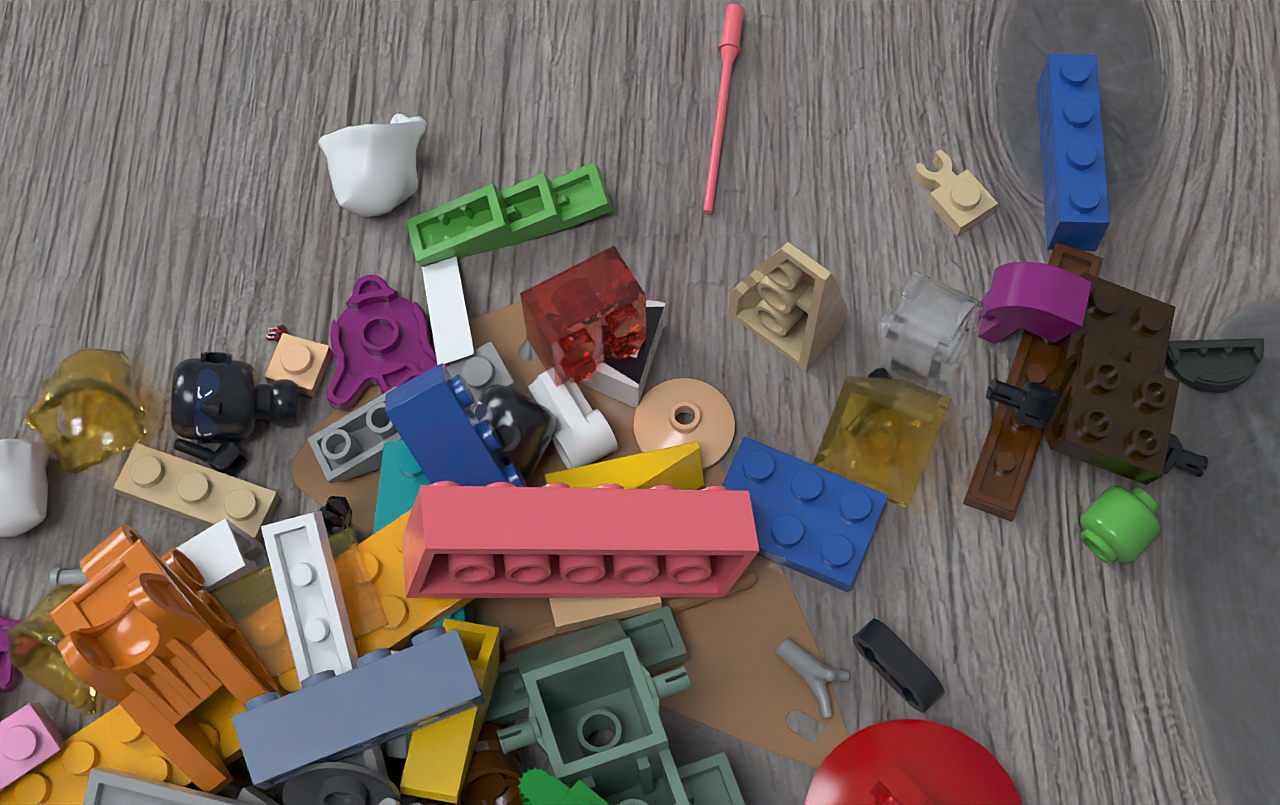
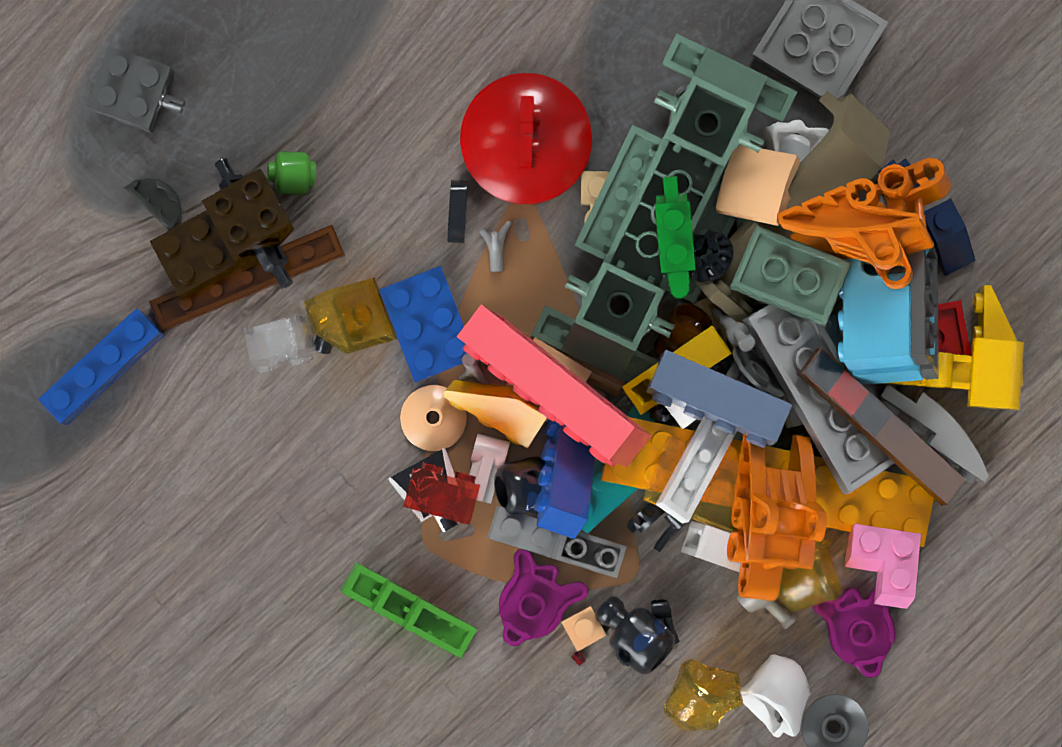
camera: 135 degrees left, 20 degrees up
(194, 491) = (689, 606): tan plate -> none
(374, 164) = (458, 701): white piece -> none
(447, 311) = (490, 582): white sticker -> none
(729, 50) = (203, 597): coral piece -> none
(791, 305) = (329, 415): tan wedge -> none
(956, 198) = (180, 401): tan plate -> none
(1034, 299) = (217, 305): magenta brick -> none

